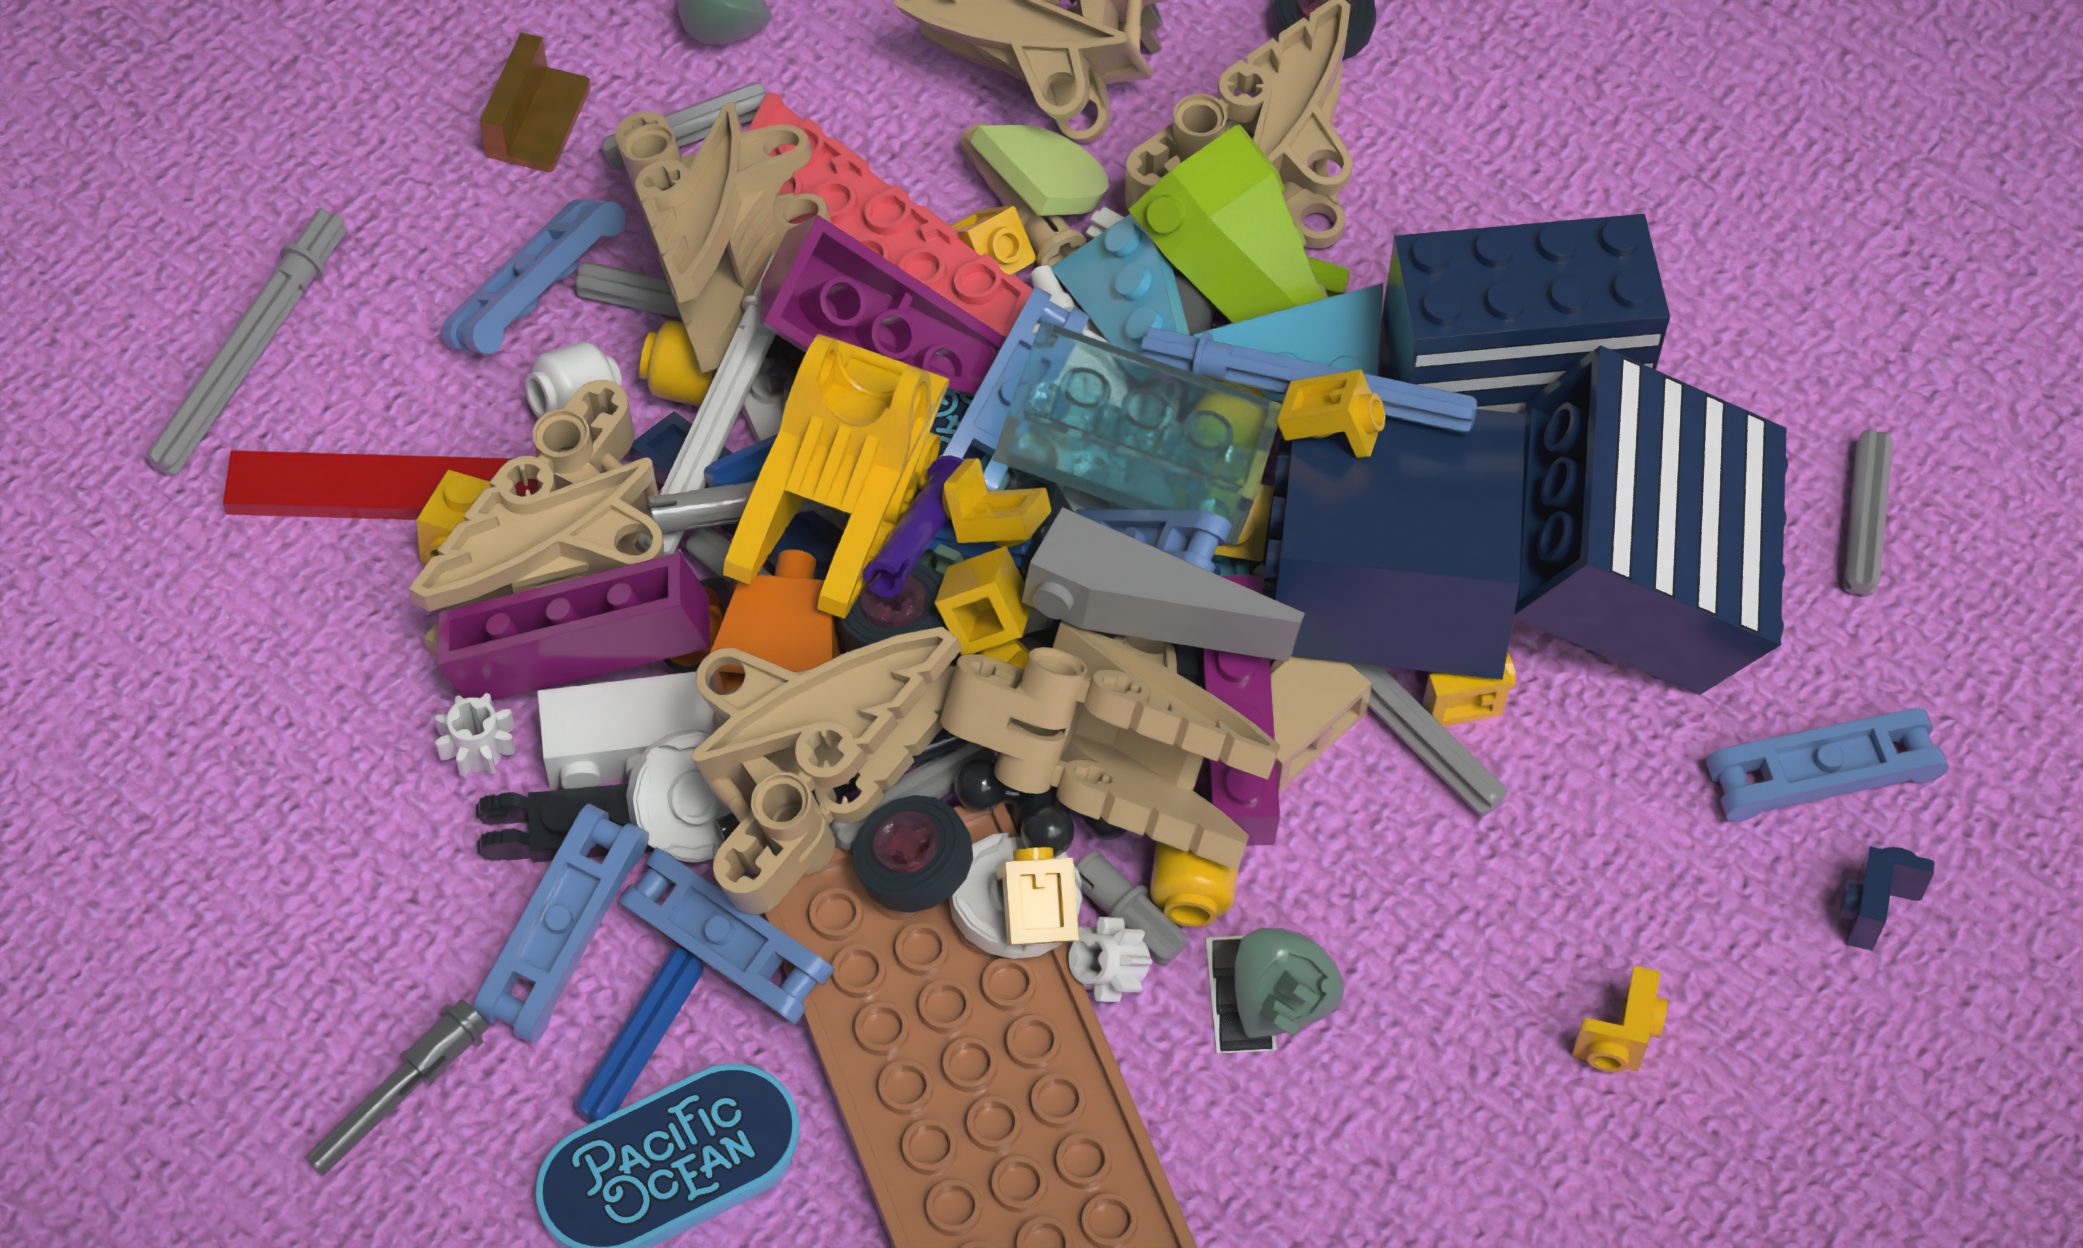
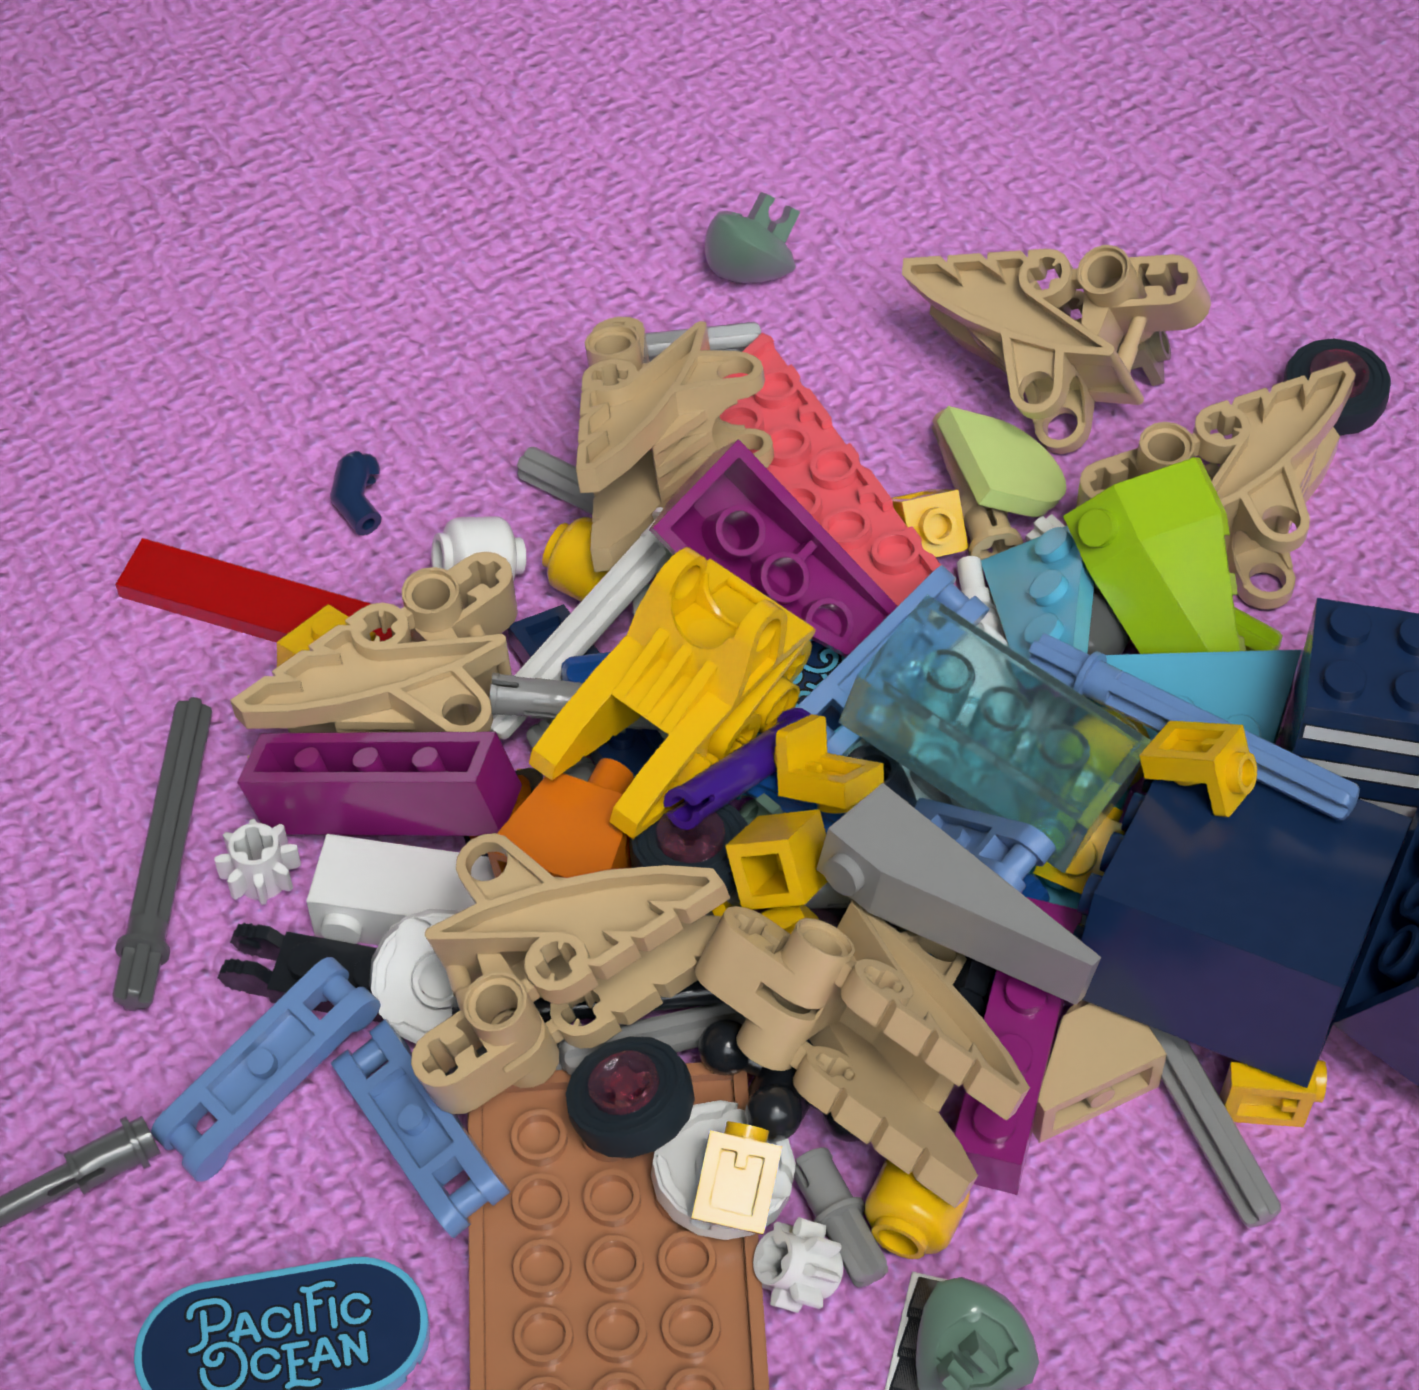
camera: 20 degrees right, 5 degrees down
(247, 340) = (194, 445): light grey axle -> none
(395, 842) = (144, 943): none -> dark grey axle
(417, 351) = (348, 491): none -> dark blue arm
(517, 284) = (458, 453): medium blue plate -> none
(532, 108) = (537, 297): pearl gold panel -> none
(639, 1035) = (302, 1205): blue axle -> none

